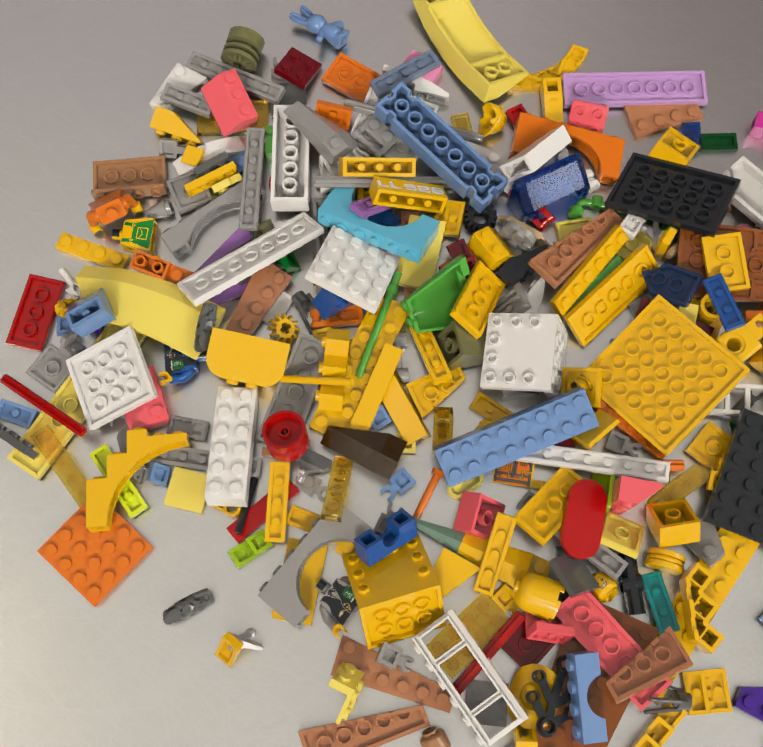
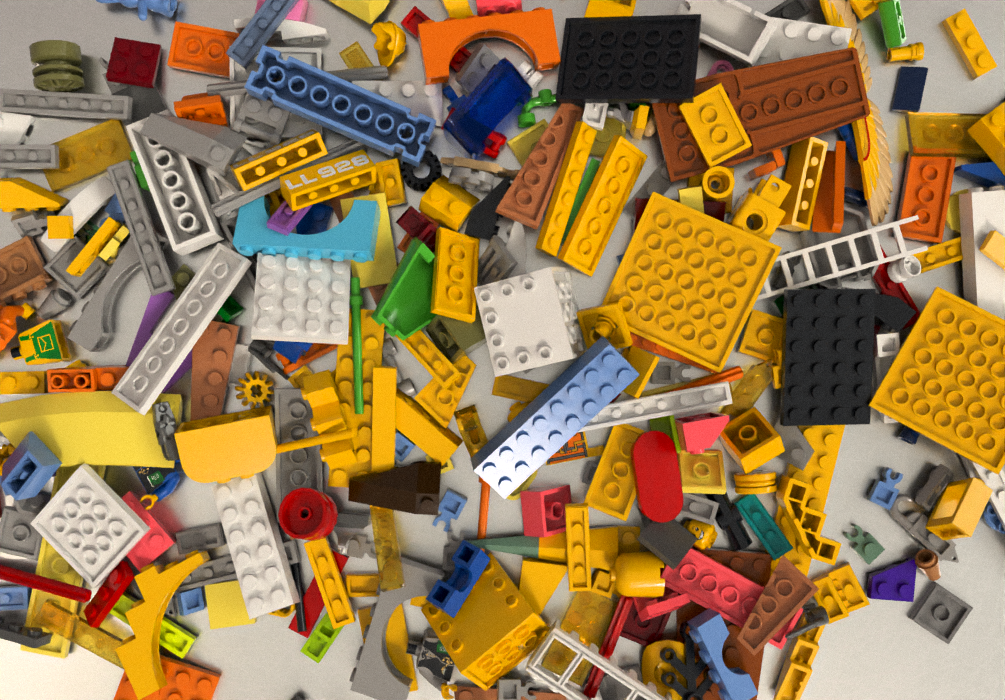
camera: 20 degrees left, 15 degrees up
(97, 441) = (108, 594): none -> red plate
(211, 165) = (87, 230): dark grey plate -> none
(229, 103) = (71, 143): coral slope -> none
(536, 154) = (456, 74): white slope -> none
(673, 283) = (664, 171): dark blue tile -> none
(723, 302) = (728, 177): blue tile -> none
(744, 659) = (865, 545): none -> sand green plate

